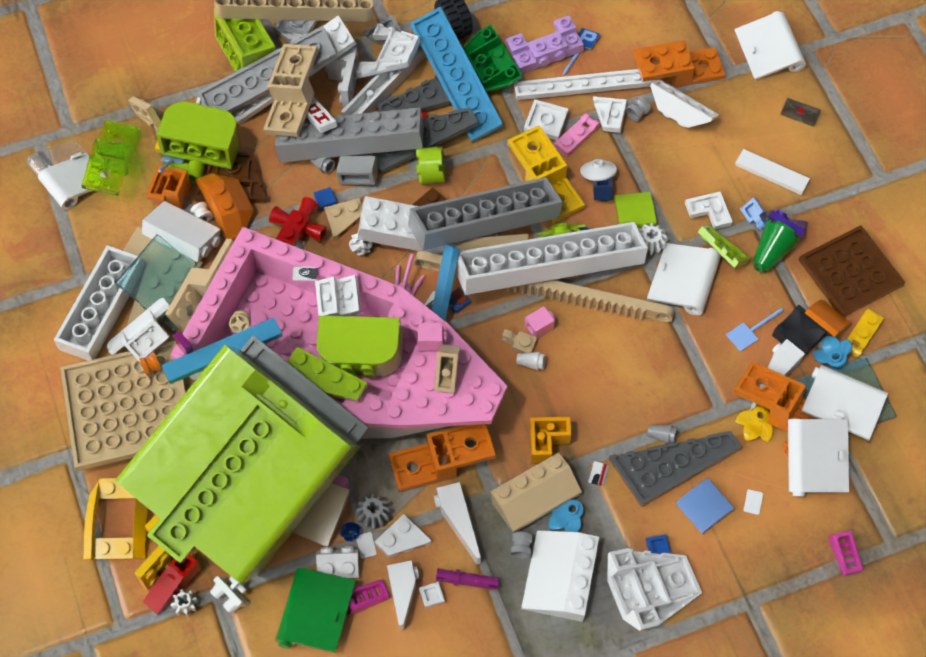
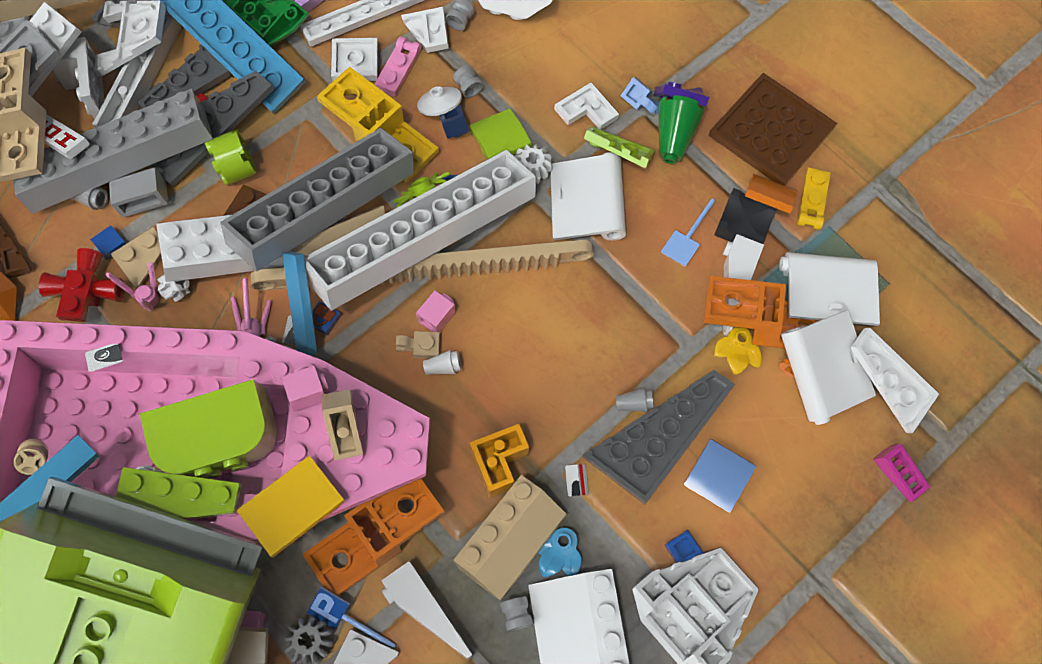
camera: 25 degrees left, 5 degrees up
(338, 296) = (160, 375): white slope -> none
(339, 244) = (144, 294): none -> bright pink plant
(395, 409) = (290, 506): none -> yellow tile
(396, 495) = (331, 609): none -> piece
(625, 162) = (467, 79): none -> light grey wheel
(753, 502) = (772, 448): white sticker -> none
(772, 172) = (639, 42): white tile -> none
(831, 350) = (789, 229): dark azure plate -> none
(867, 487) = (896, 380): none -> white wing

